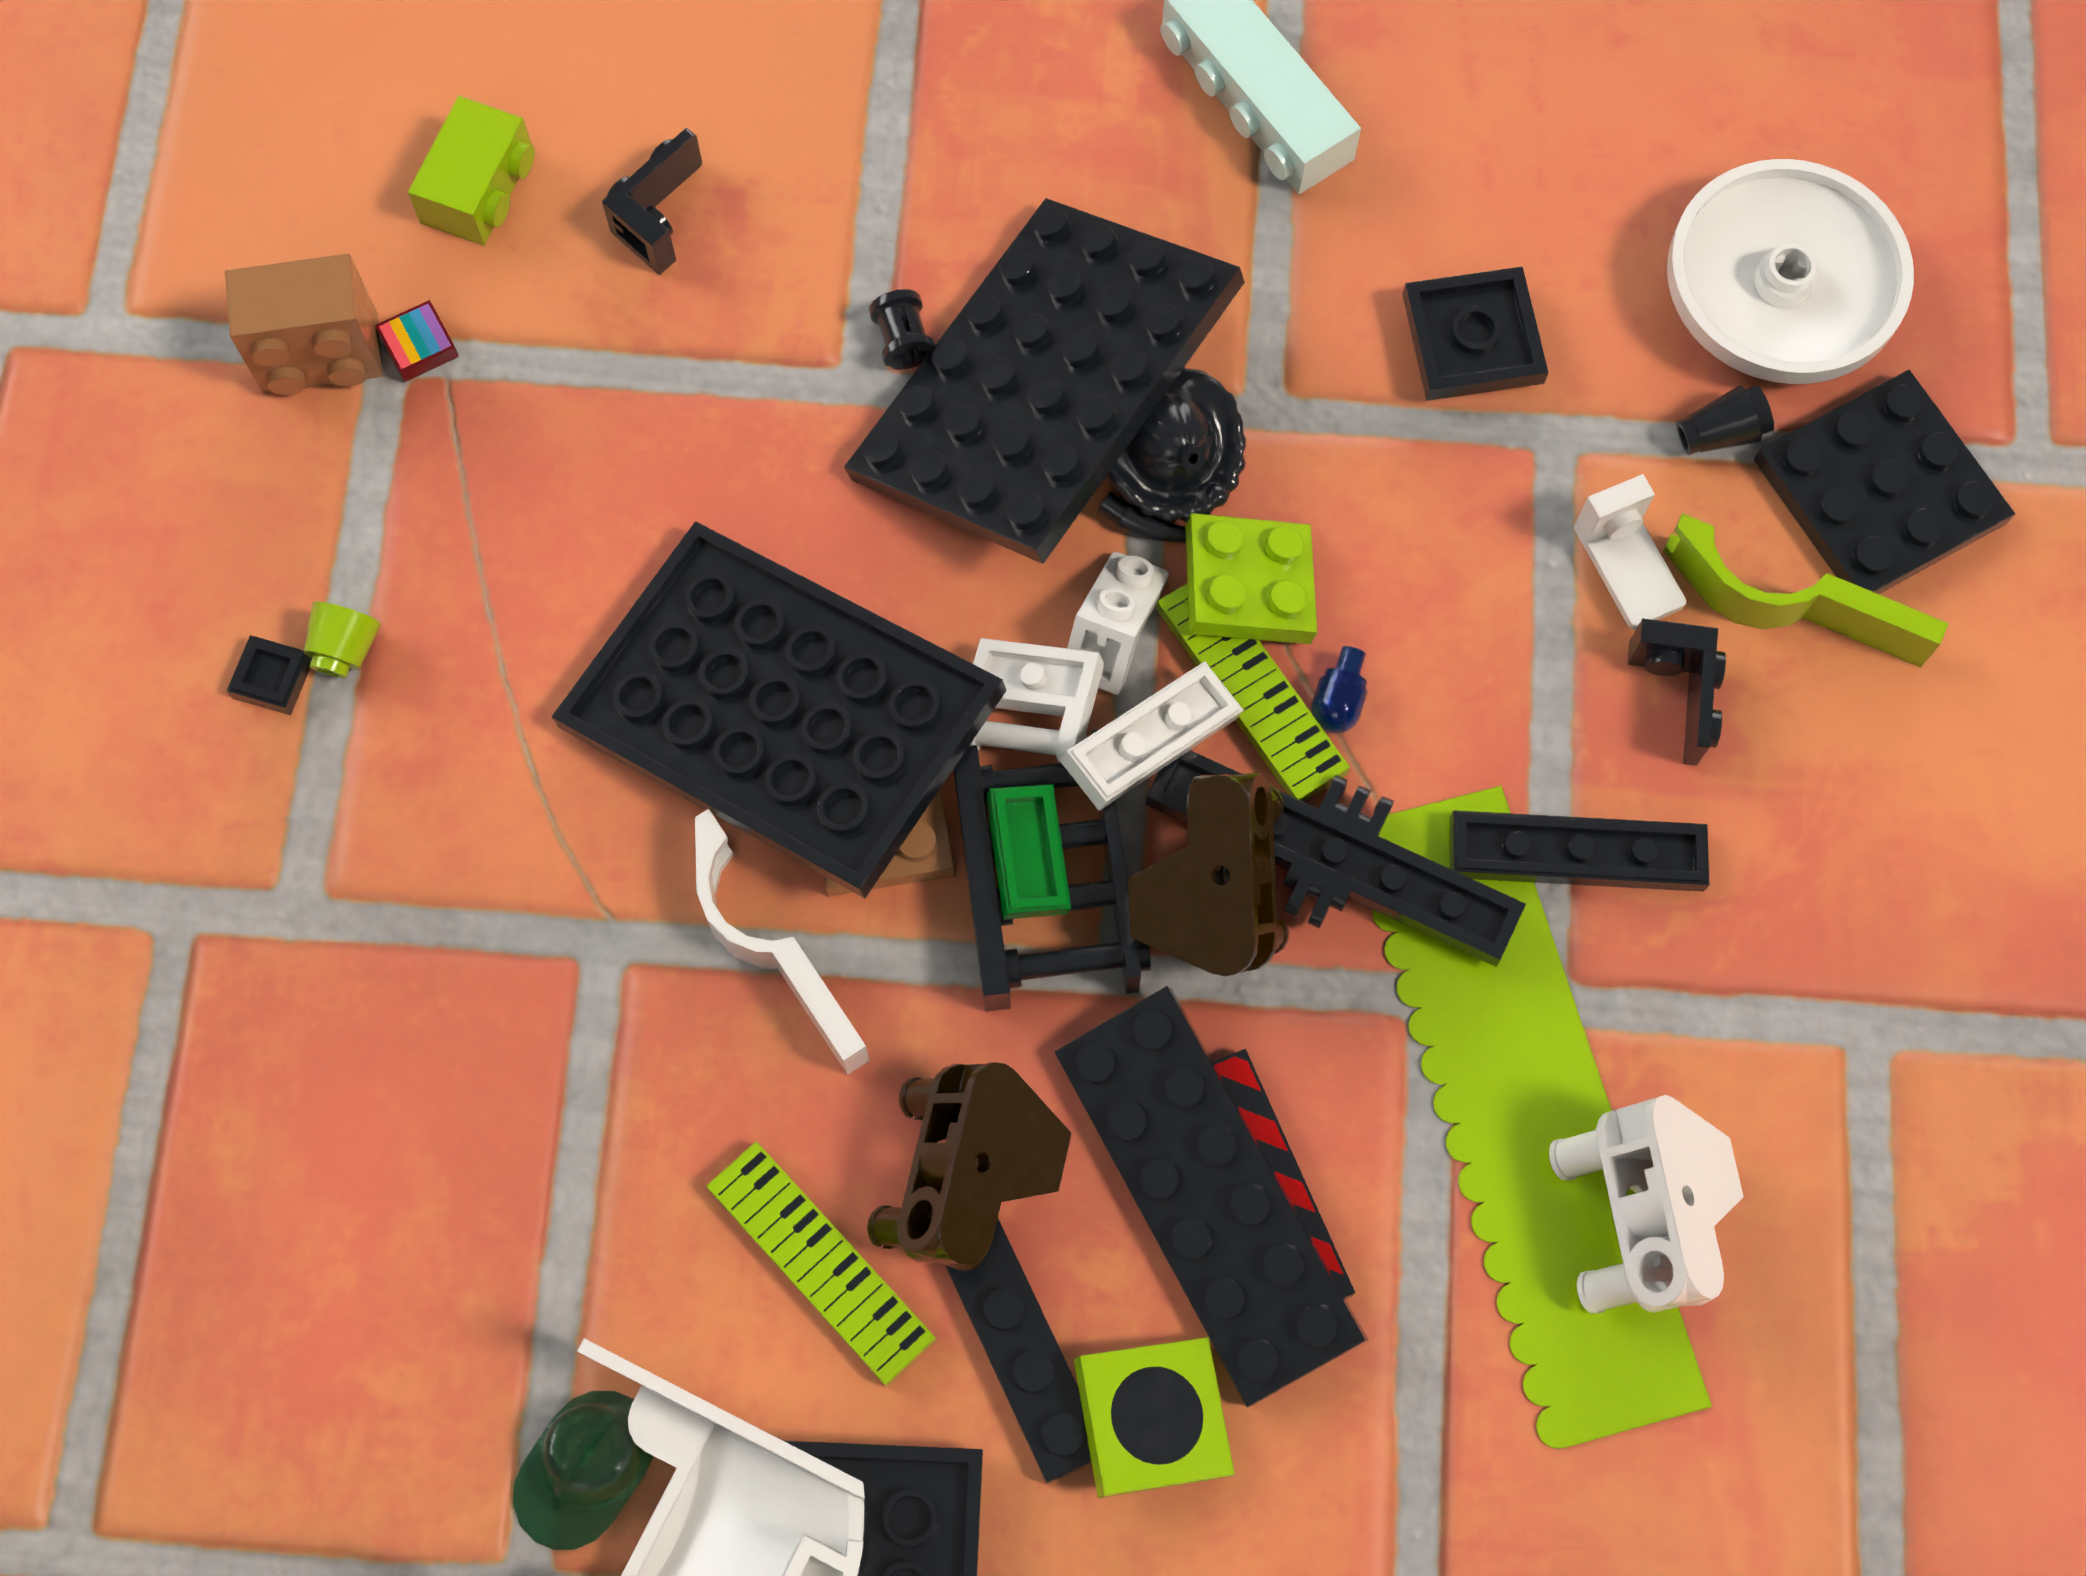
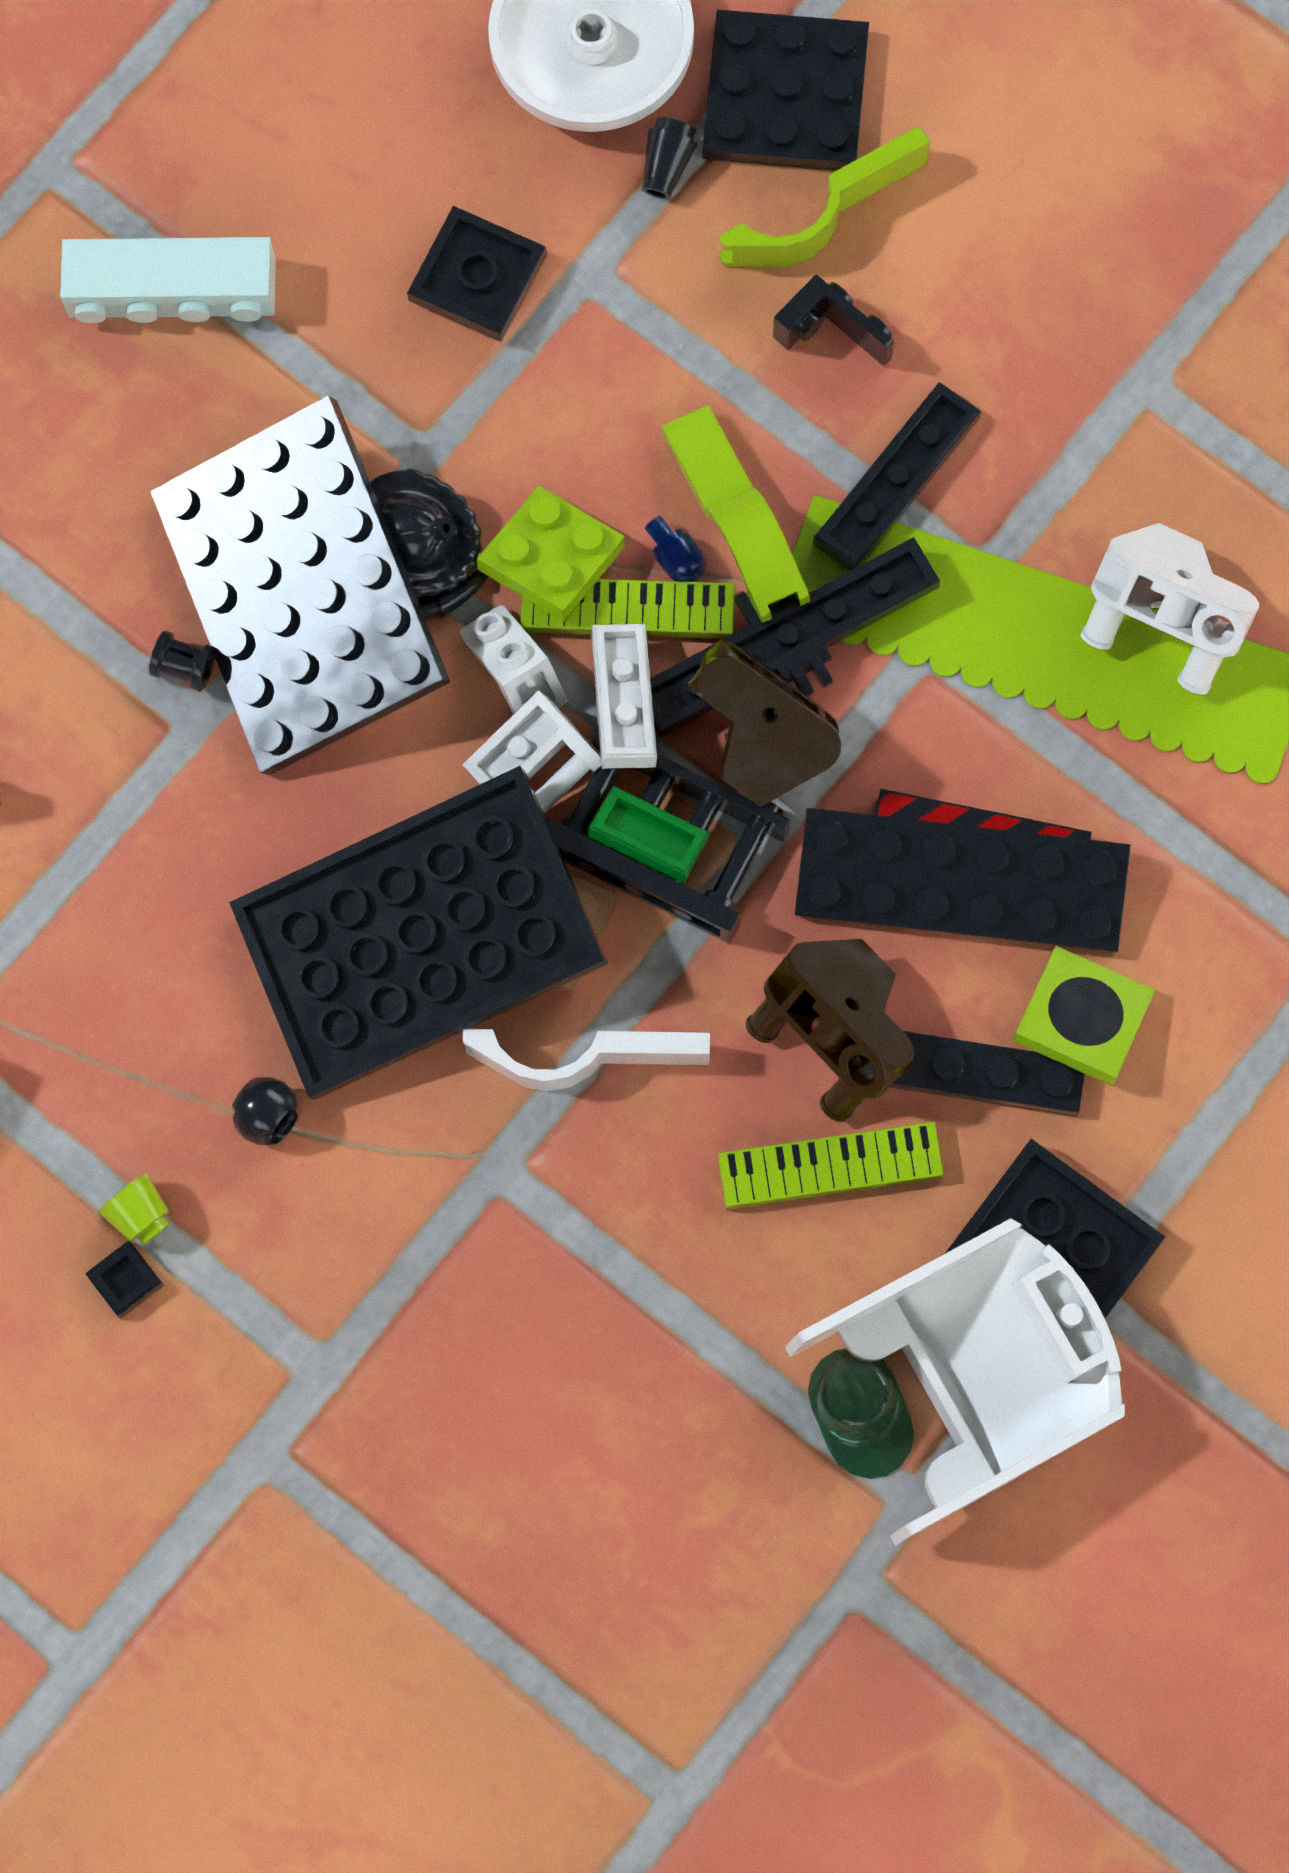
camera: 50 degrees left, 5 degrees up
(511, 687) = (265, 1111): none -> black piece
(1420, 717) = (736, 509): none -> lime piece
(1626, 554) = (718, 293): white bracket -> none

